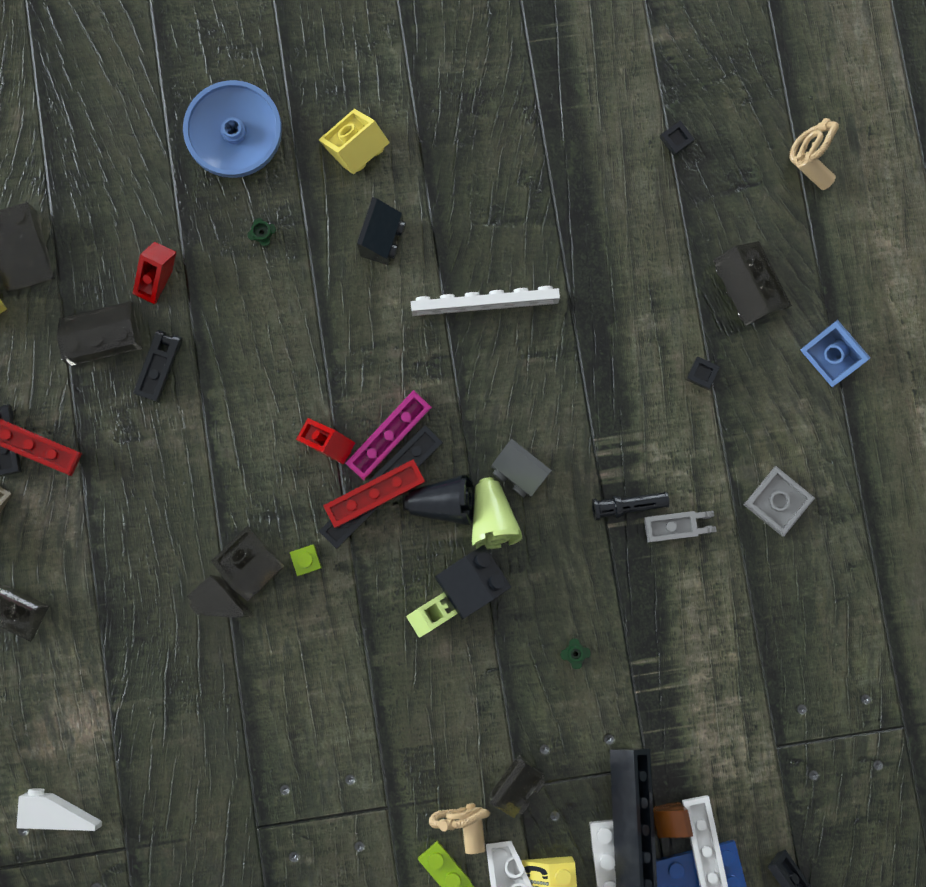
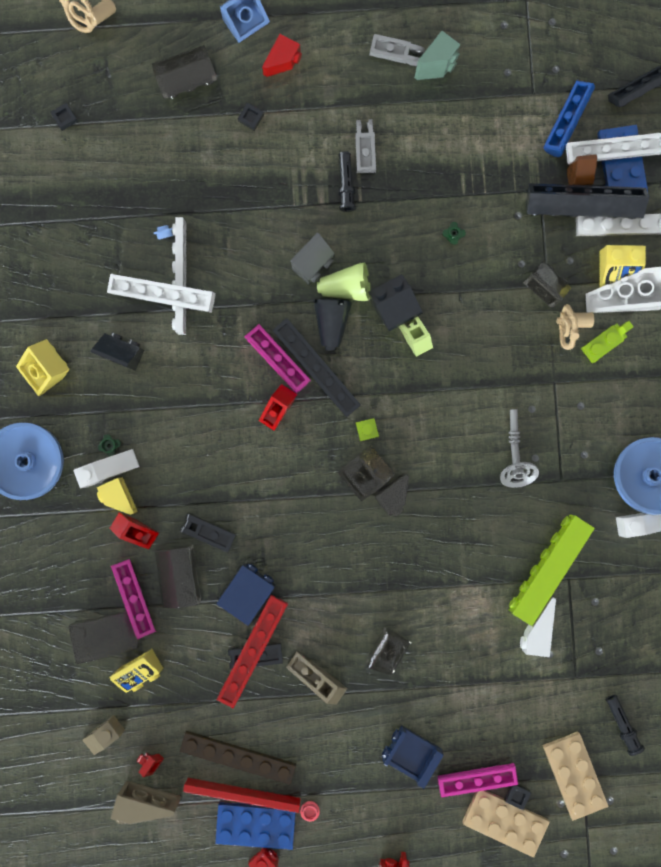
camera: 80 degrees left, 5 degrees up
(67, 279) = (133, 598): none -> dark pink brick
(81, 422) = (246, 593): none -> dark blue panel
(134, 821) = (551, 569): none -> lime brick
(196, 248) = (116, 495): none -> light yellow slope
(231, 231) = (106, 468): none -> white slope
(265, 765) = (517, 467): none -> light grey dish
(374, 493) = (322, 371): red plate -> none
(458, 279) = (161, 293): none -> white plate
(540, 275) = (163, 232): none -> light blue plate
(746, 797) = (568, 118): none -> blue brick
(779, 501) = (353, 71): light grey tile -> none
(785, 406) = (282, 56): none -> red slope
(804, 612) = (438, 58): none -> sand green slope
(812, 554) = (395, 49): none -> light grey hinge

